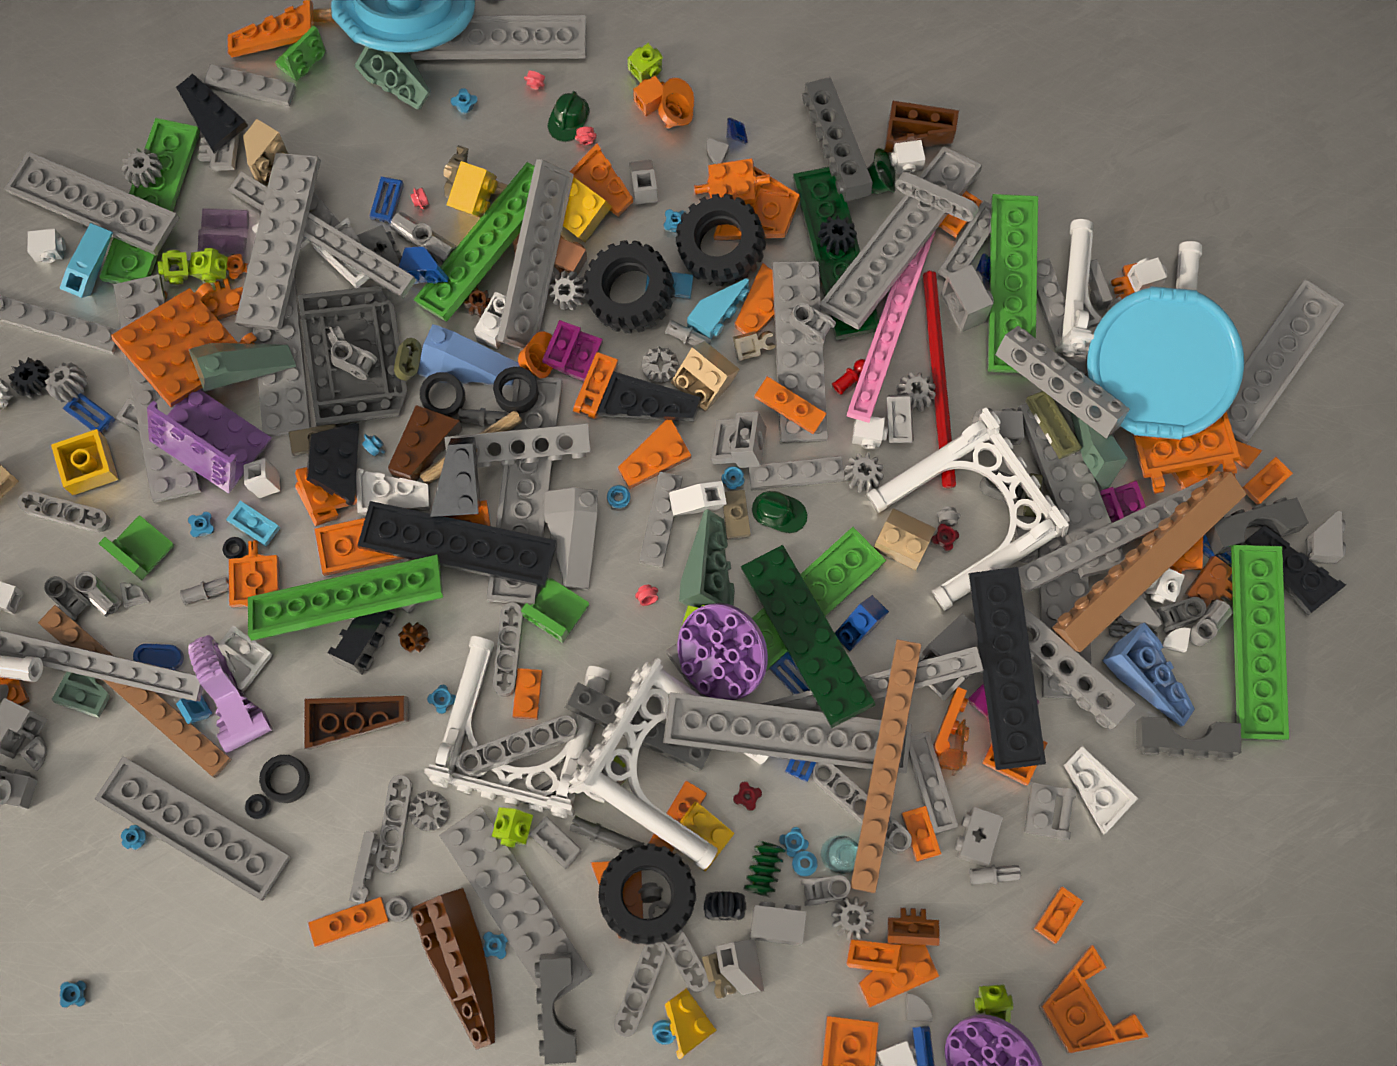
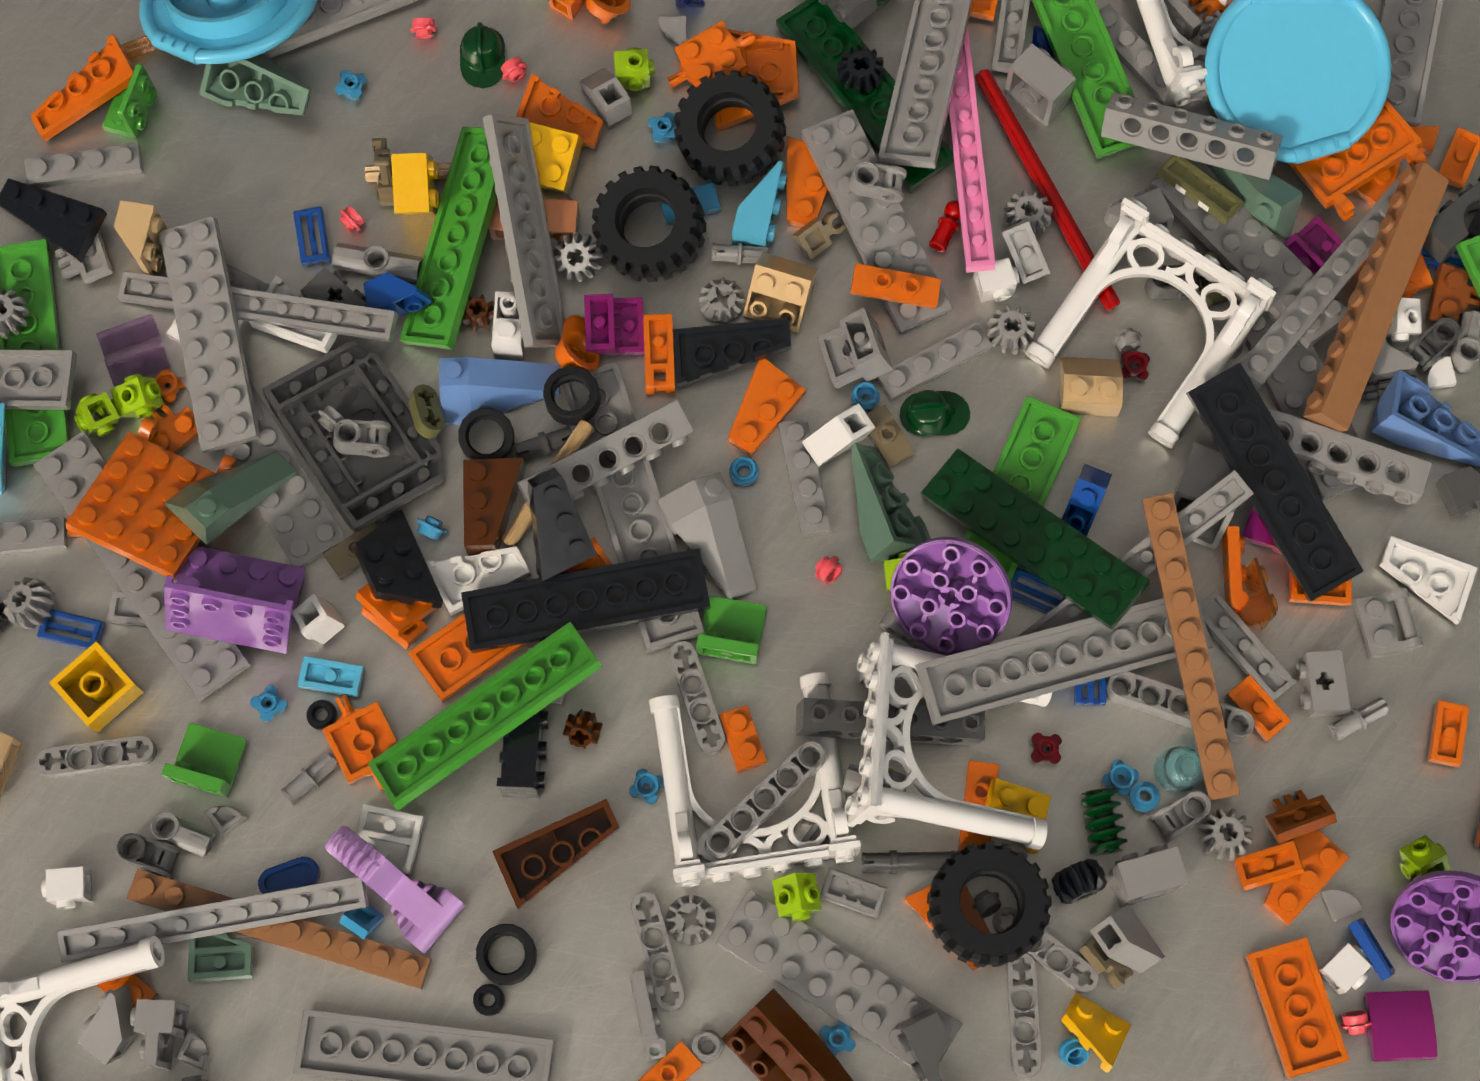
camera: 20 degrees left, 0 degrees up
(671, 169) = (634, 68): none -> lime brick

